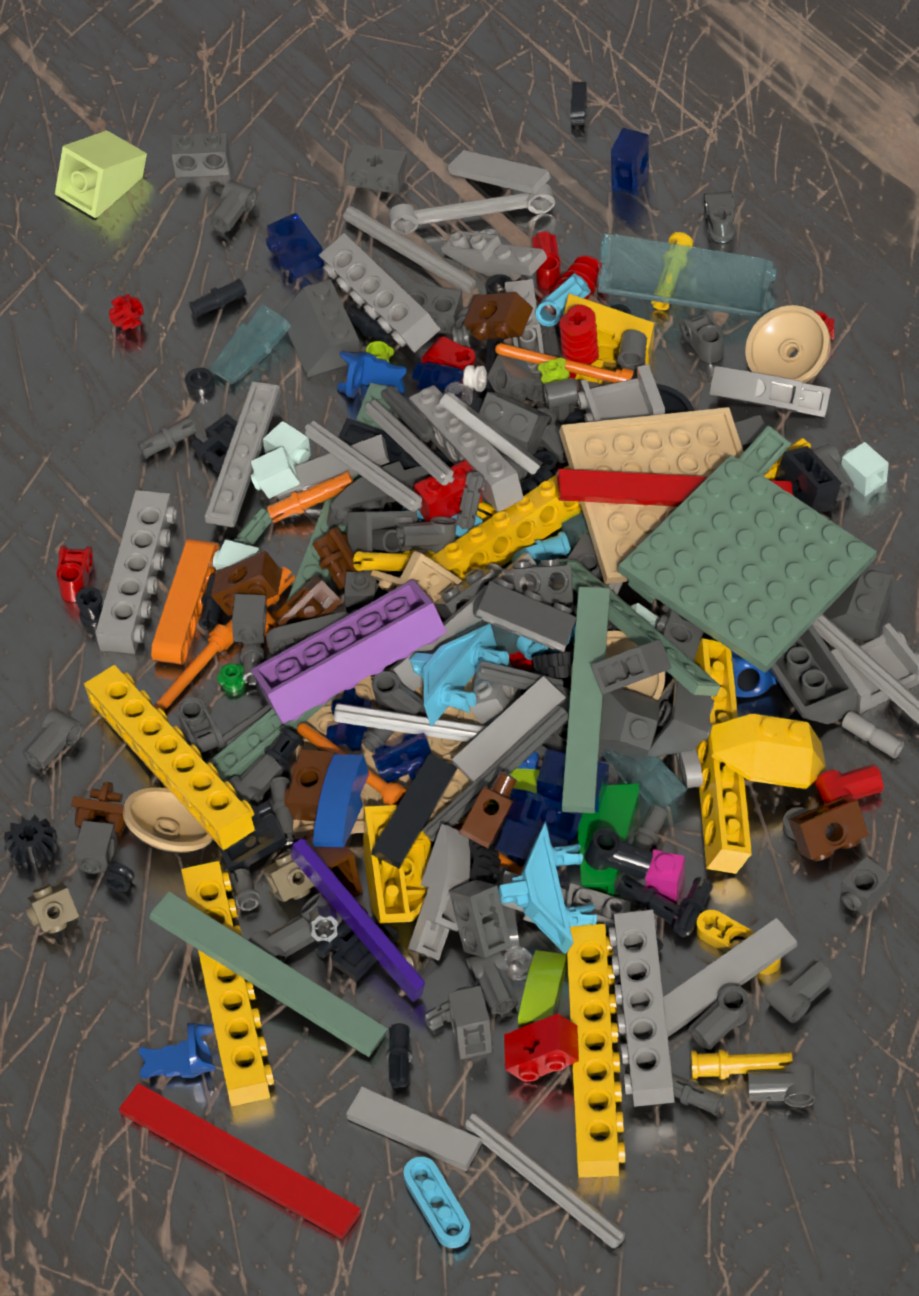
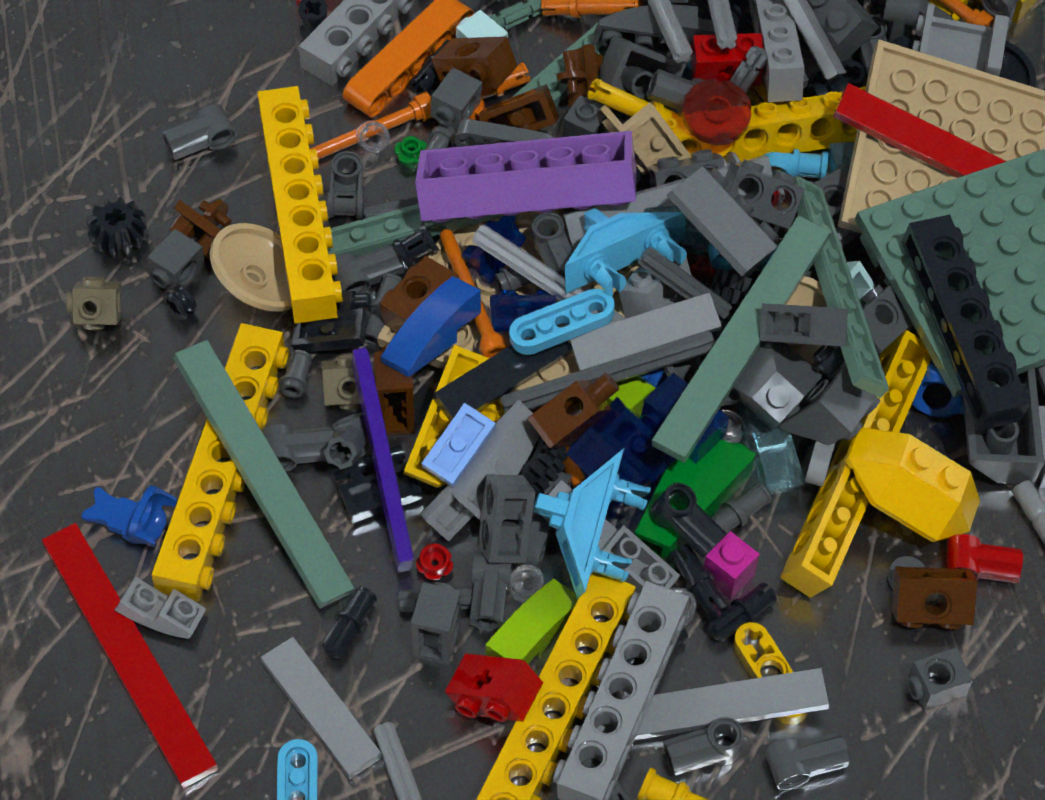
camera: 20 degrees right, 5 degrees up
(185, 678) = (371, 146): none -> clear bush
(254, 1116) = (167, 614): none -> light grey slope
(413, 879) = (458, 445): none -> light blue plate
(434, 973) = (437, 553): none -> red plate
(443, 739) = (571, 311): none -> medium azure plate
(464, 537) = (716, 112): none -> clear red tile
(658, 686) = (827, 359): none -> black plate
(704, 578) = (988, 404): none -> black brick

